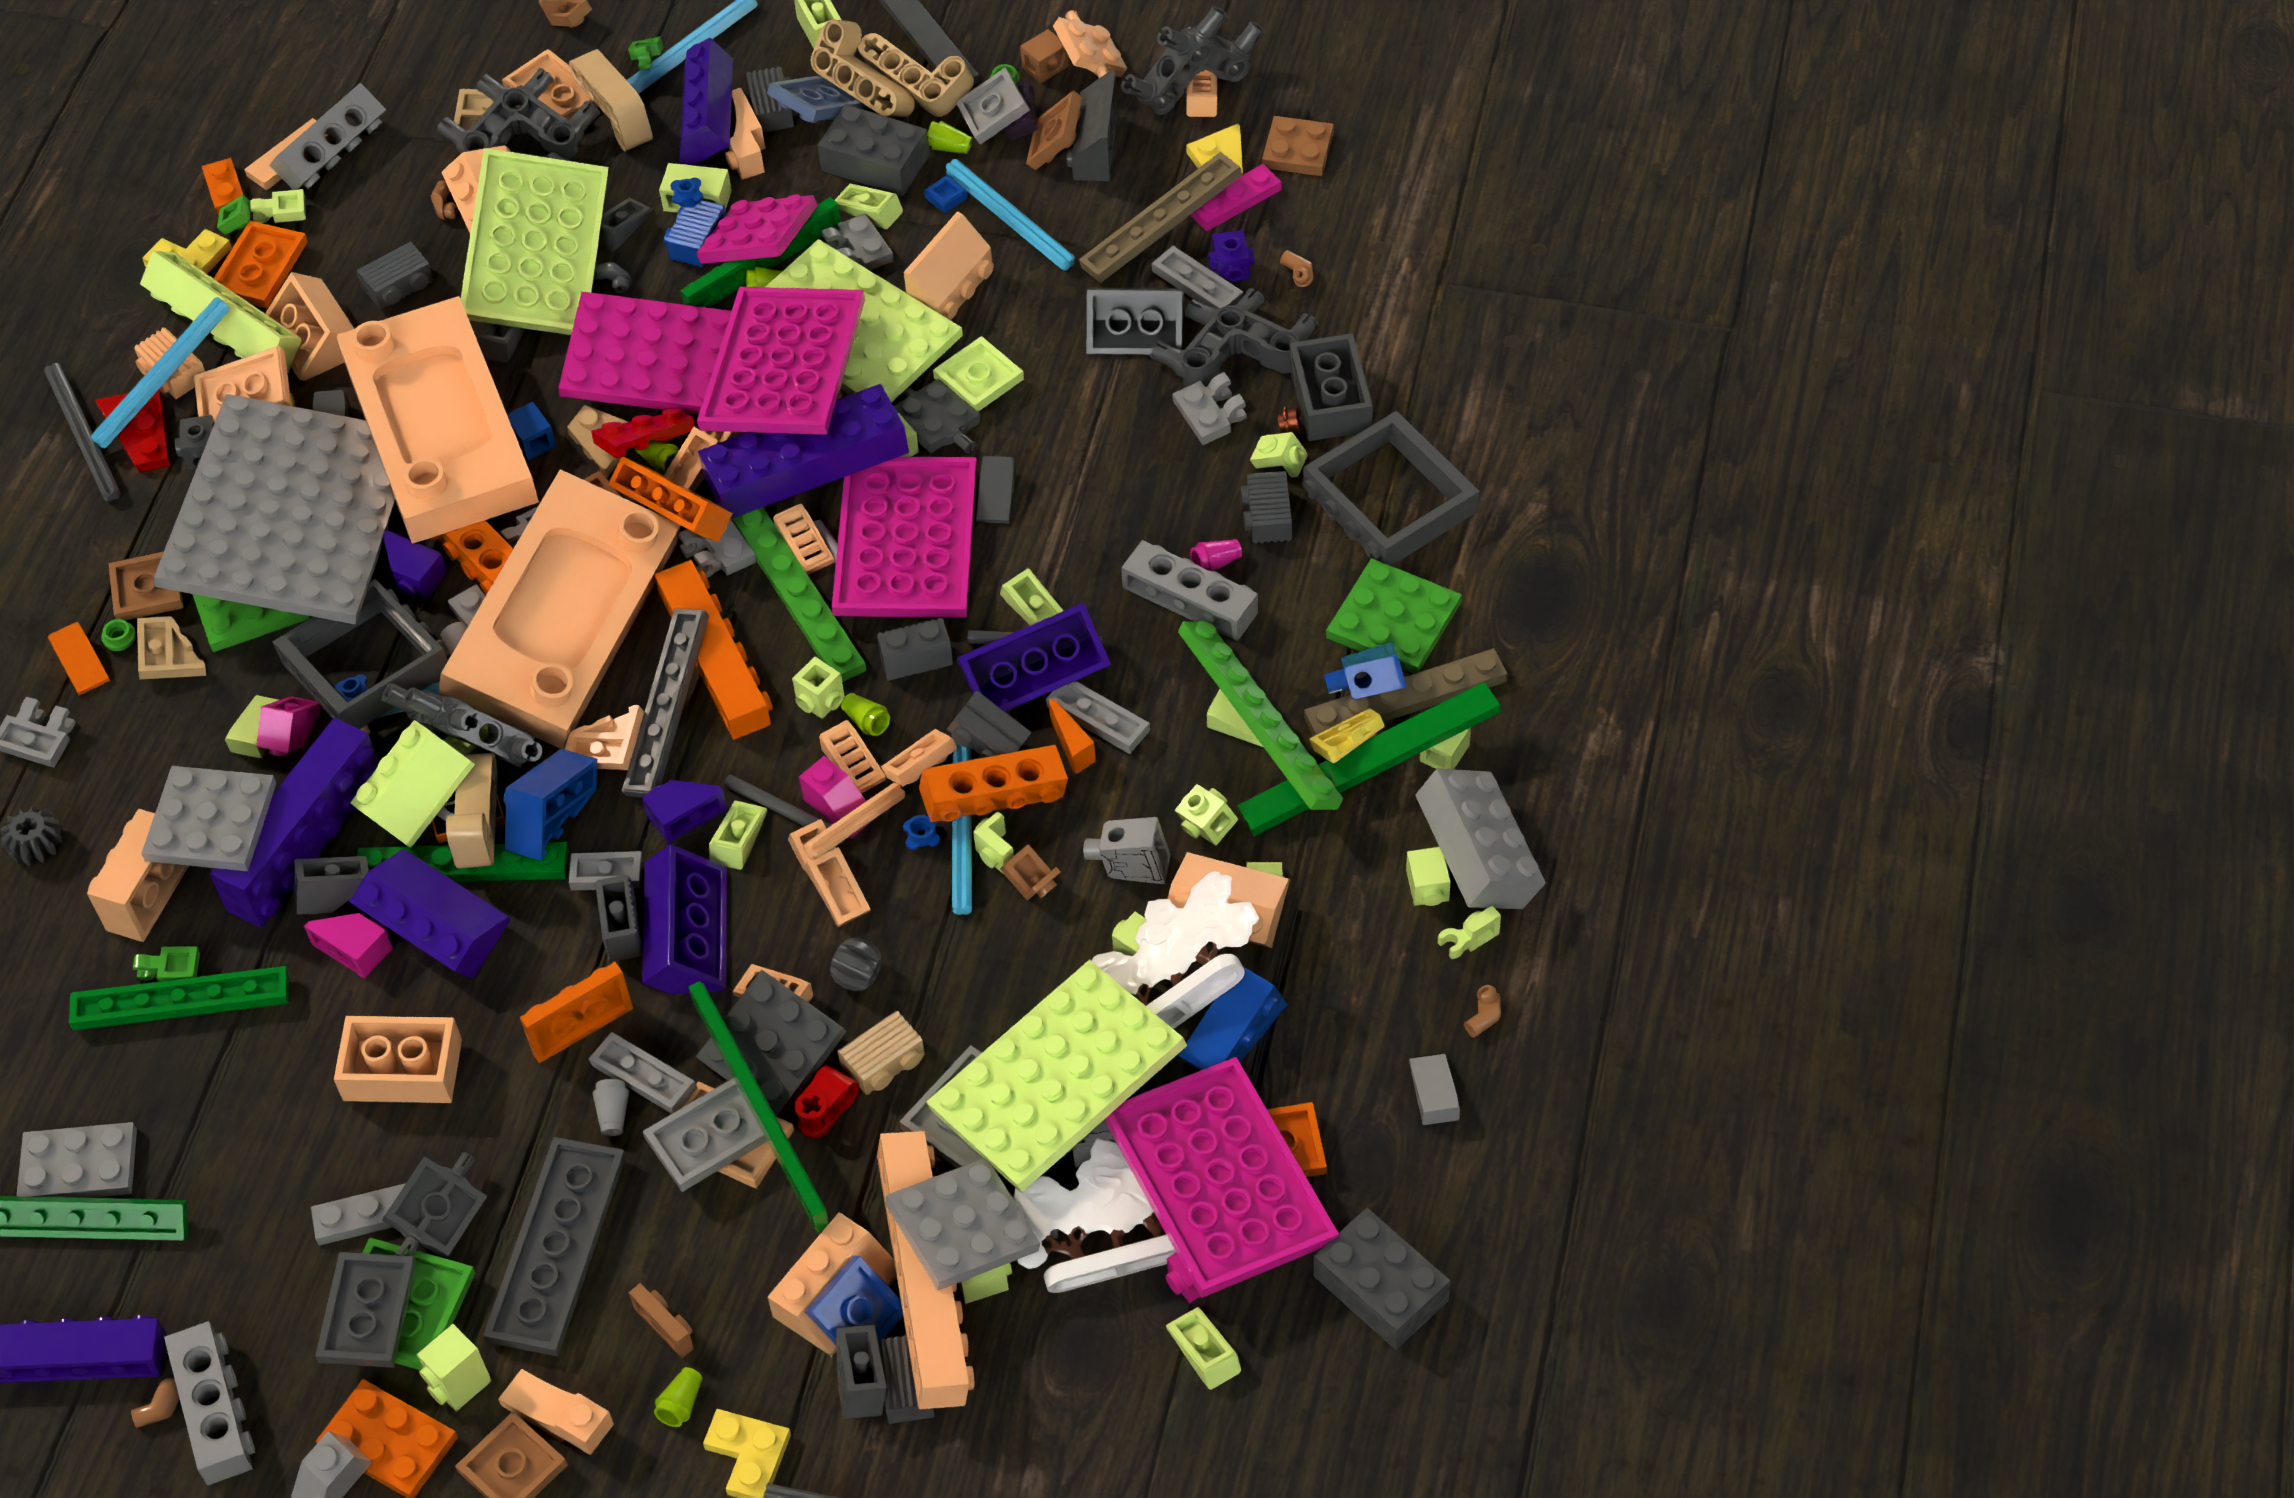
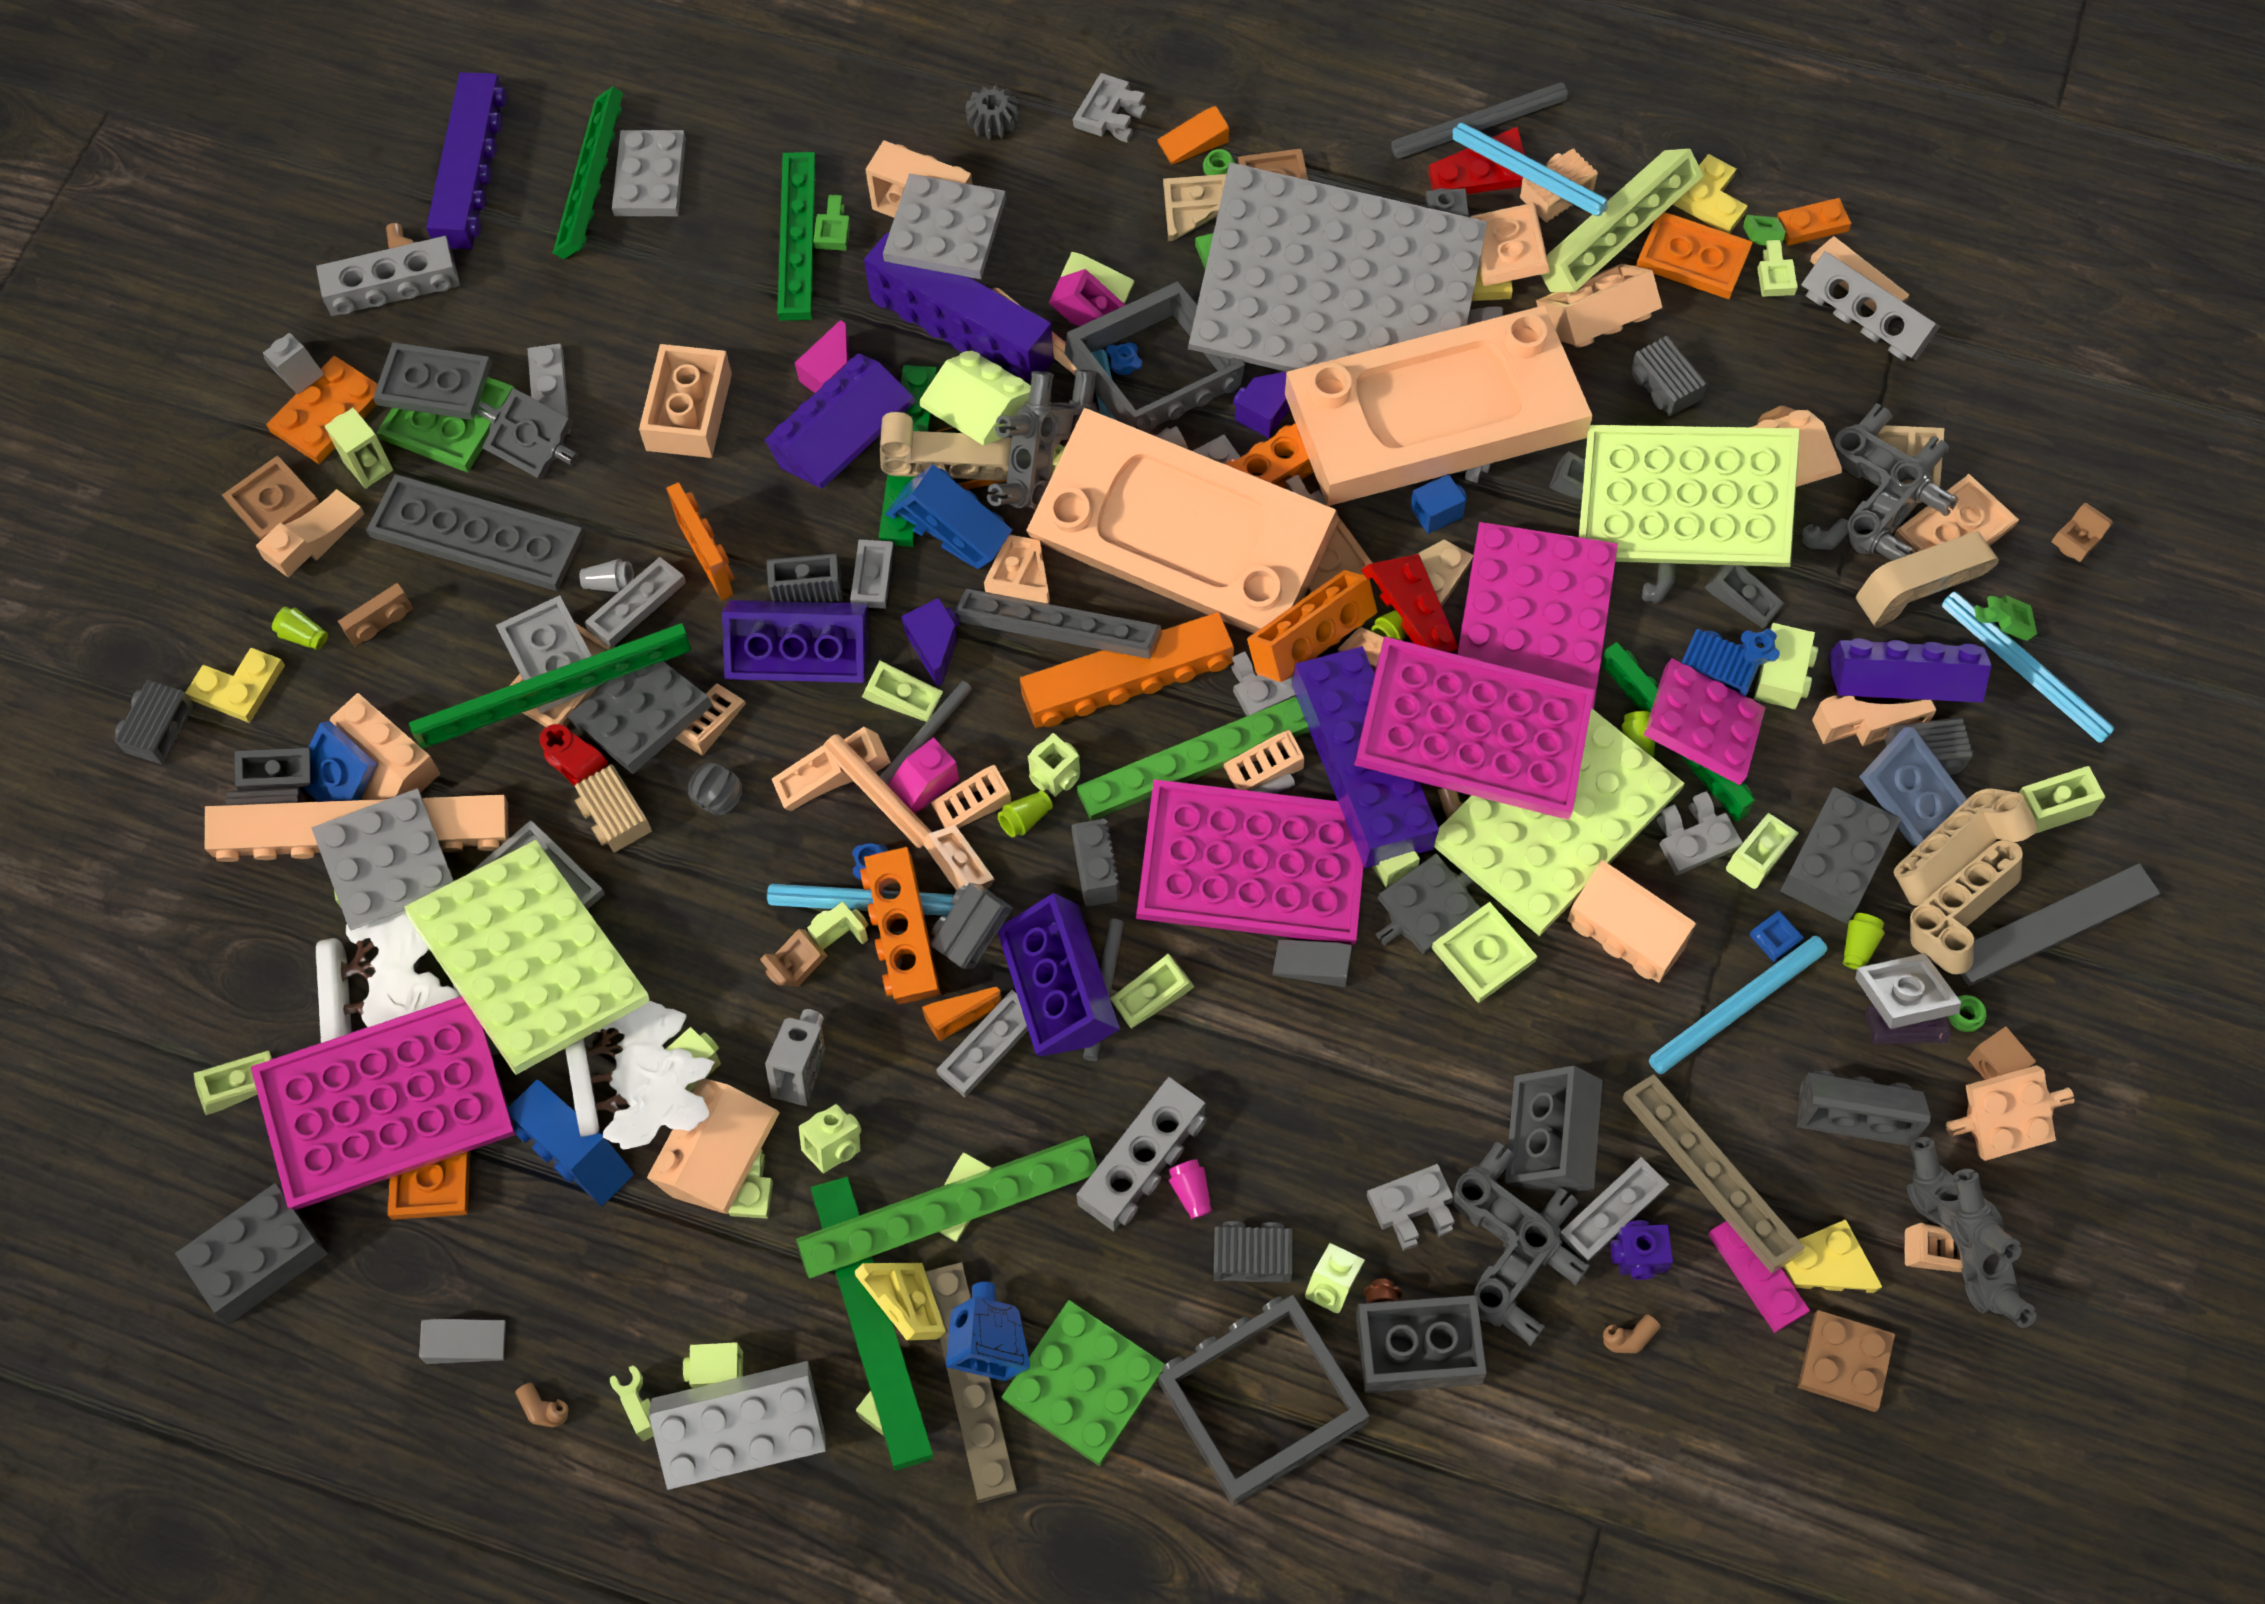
camera: 95 degrees right, 10 degrees up
(326, 883) = (891, 337): dark grey slope -> none
(1055, 130) = (1858, 1057): medium nougat plate -> none

